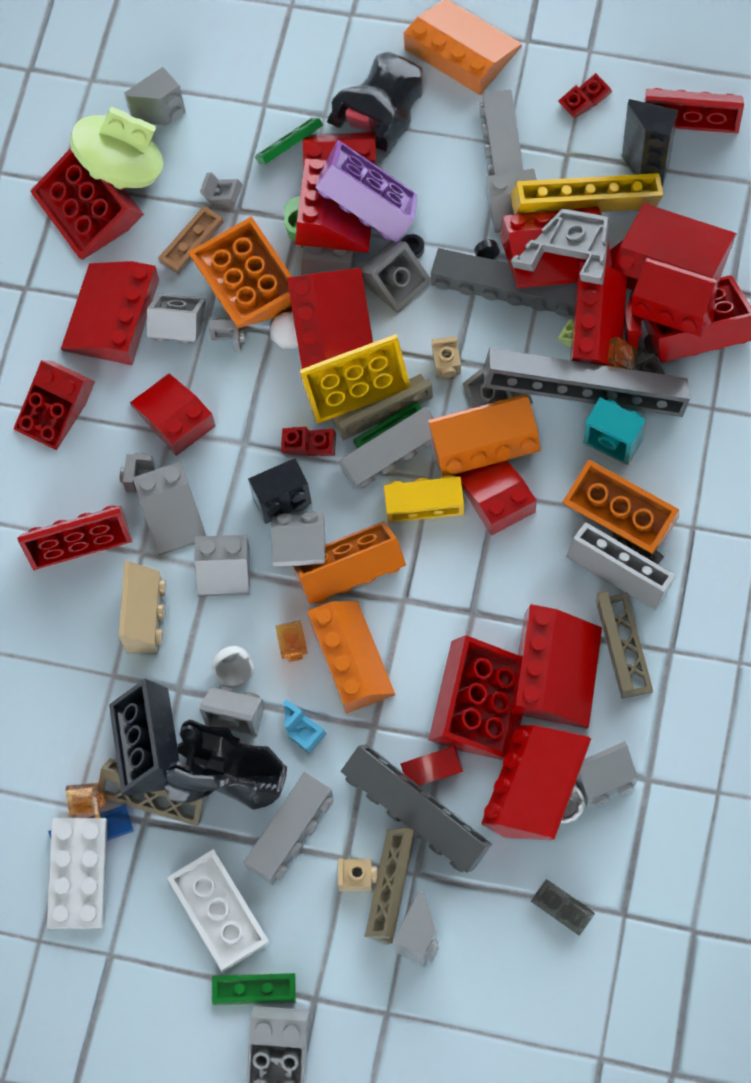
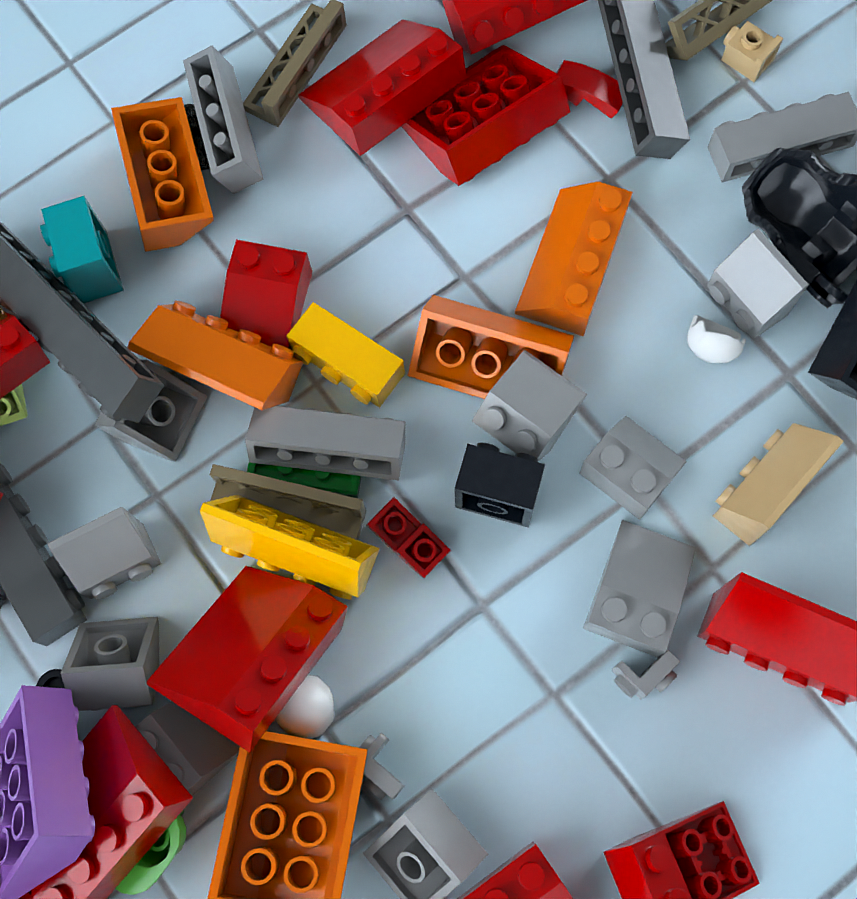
camera: 140 degrees left, 5 degrees up
(174, 413) = (538, 718): red slope -> none
(291, 640) = (627, 315): clear orange bracket -> none
(301, 728) = (687, 227): medium azure slope -> none
(444, 310) = (106, 554): none -> light grey slope
(446, 357) = (167, 511): tan brick -> none

